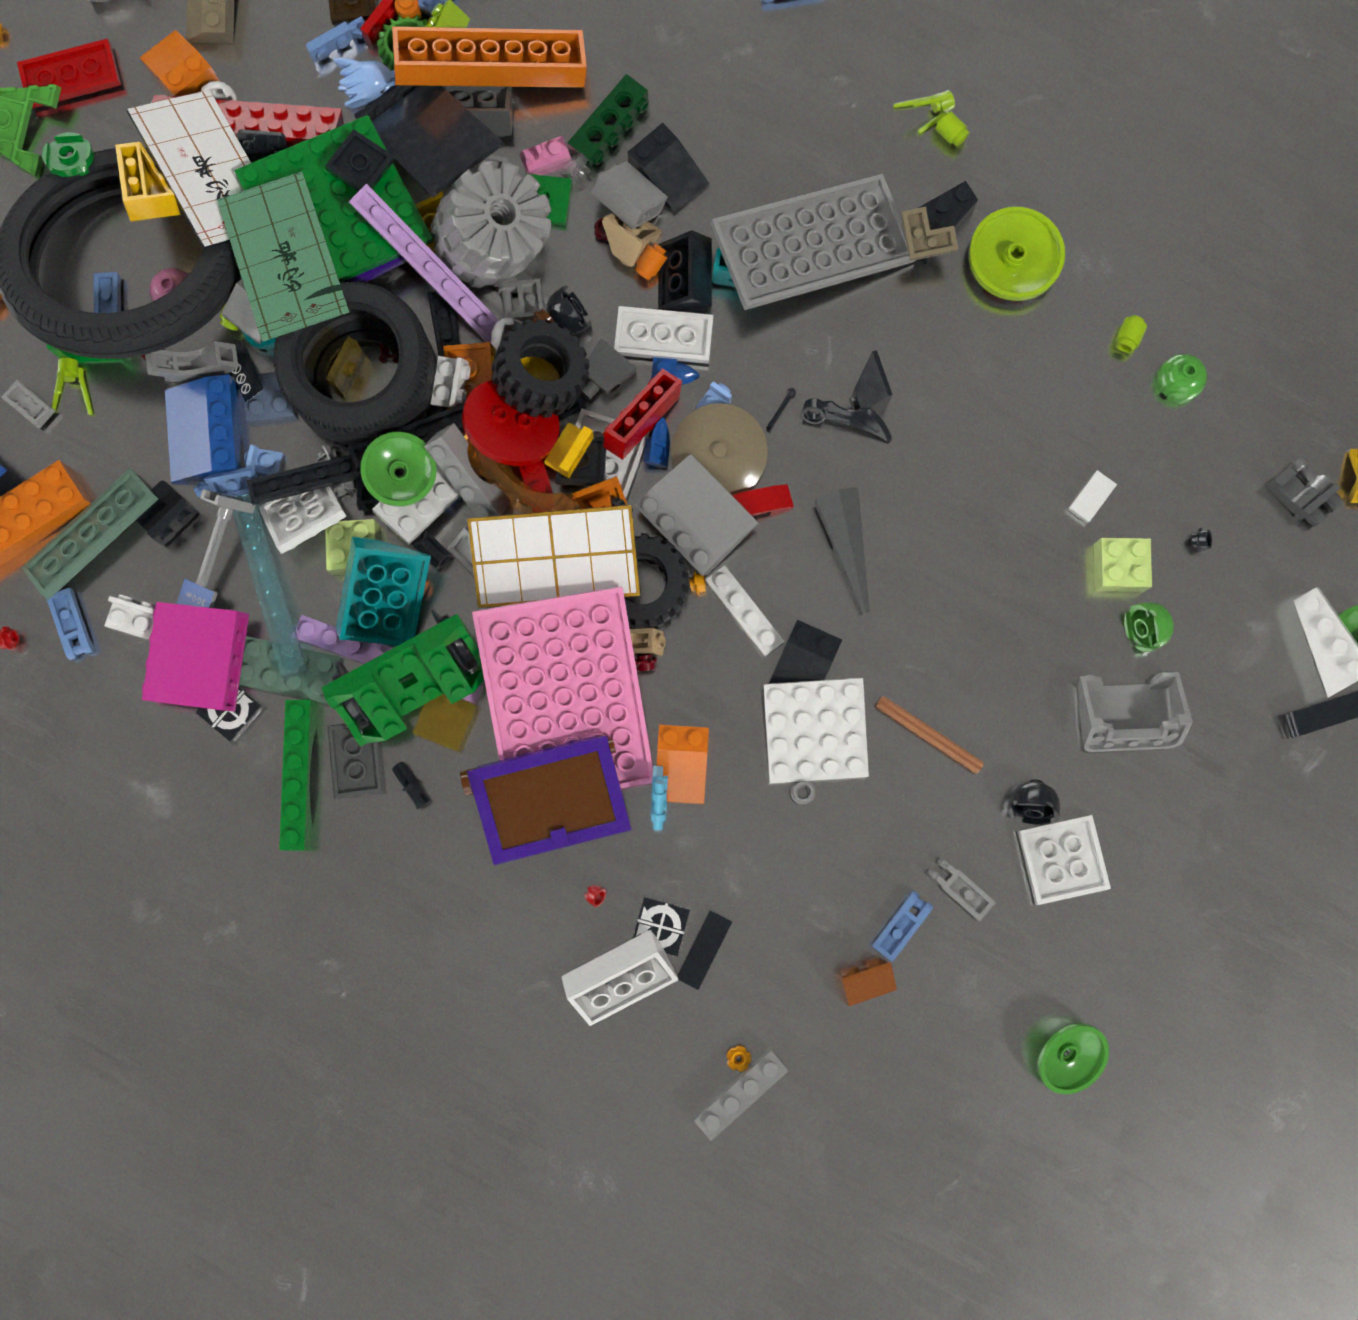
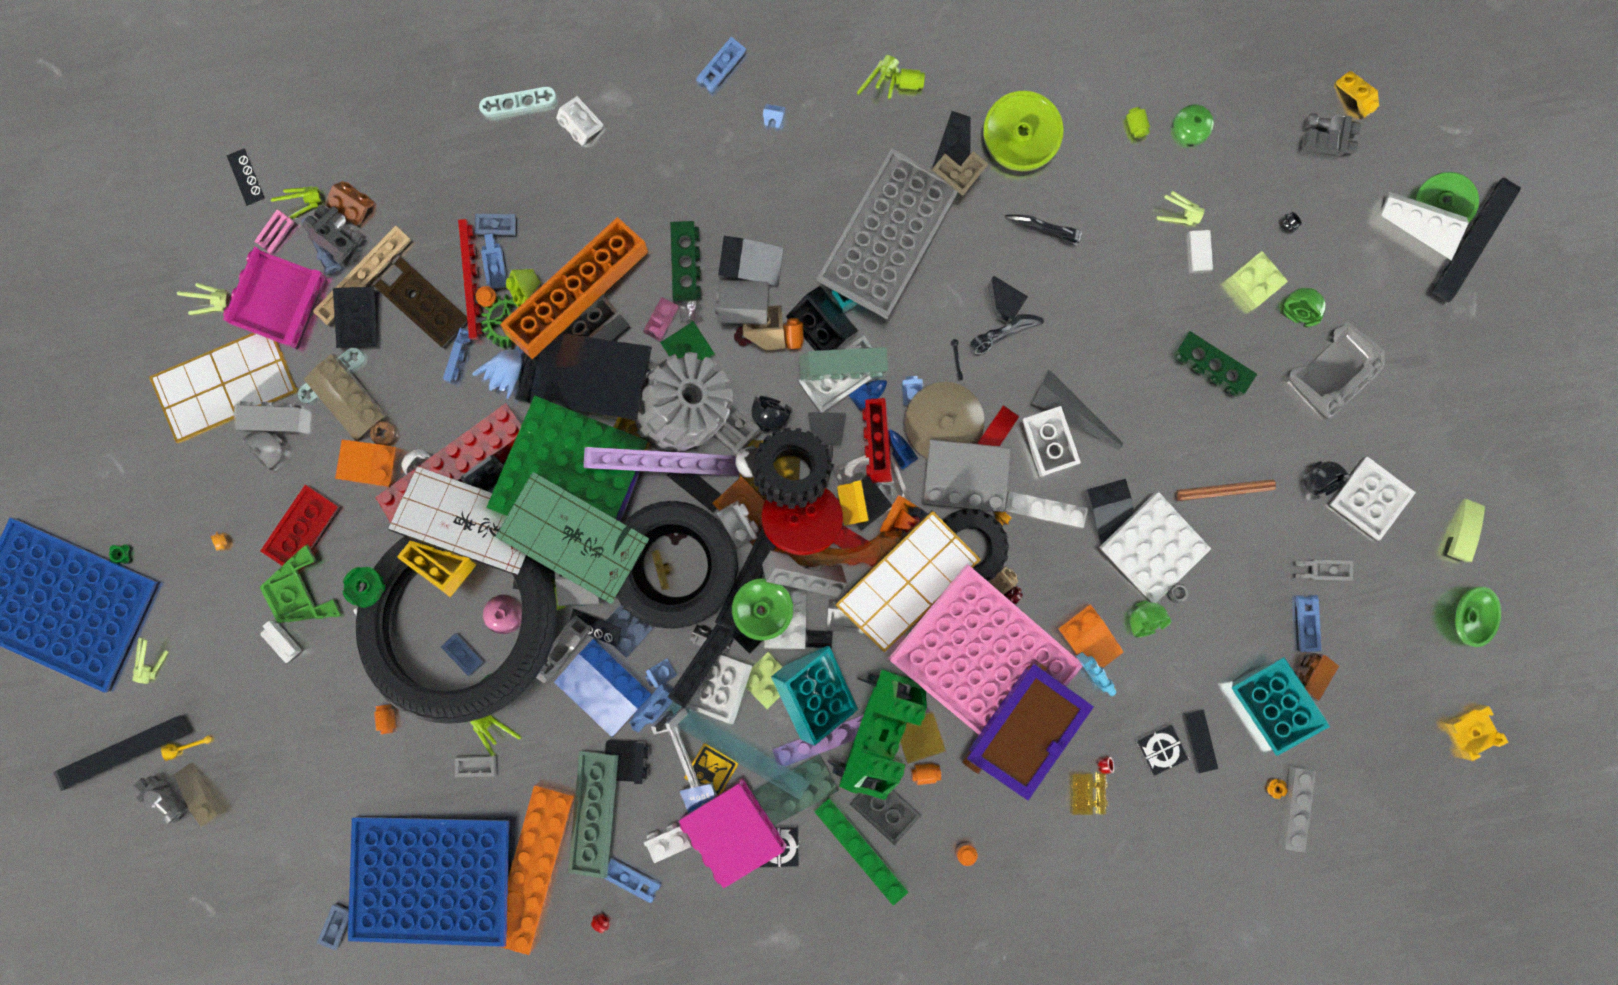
camera: 35 degrees left, 5 degrees up
(214, 50) = (389, 435): none -> medium nougat piece
(233, 584) = (713, 767): none -> piece
(359, 162) = (562, 433): black plate -> none
(391, 863) = (966, 854): none -> orange brick
(410, 784) = (934, 796): black axle -> none
(421, 757) = (926, 773): none -> orange brick
(542, 315) = (762, 432): reddish brown plate -> none
(549, 902) = (1083, 793): none -> clear yellow plate
(619, 978) = (1165, 803): white slope -> none
(671, 319) = (843, 363): none -> sand green wedge
(753, 790) = (1148, 618): none -> bright green cylinder
(800, 56) = (775, 112): none -> light blue tile
(801, 549) = (1050, 441): none -> white slope
(806, 977) = (1279, 705): none -> teal slope
(977, 1170) = (1475, 732): none -> yellow panel
(979, 378) = (1067, 233): none -> black piece
(1013, 571) = (1243, 375): none -> dark green brick
(1113, 456) = (1192, 212): none -> yellowish green plant
(1130, 969) = (1467, 531): none -> yellowish green slope

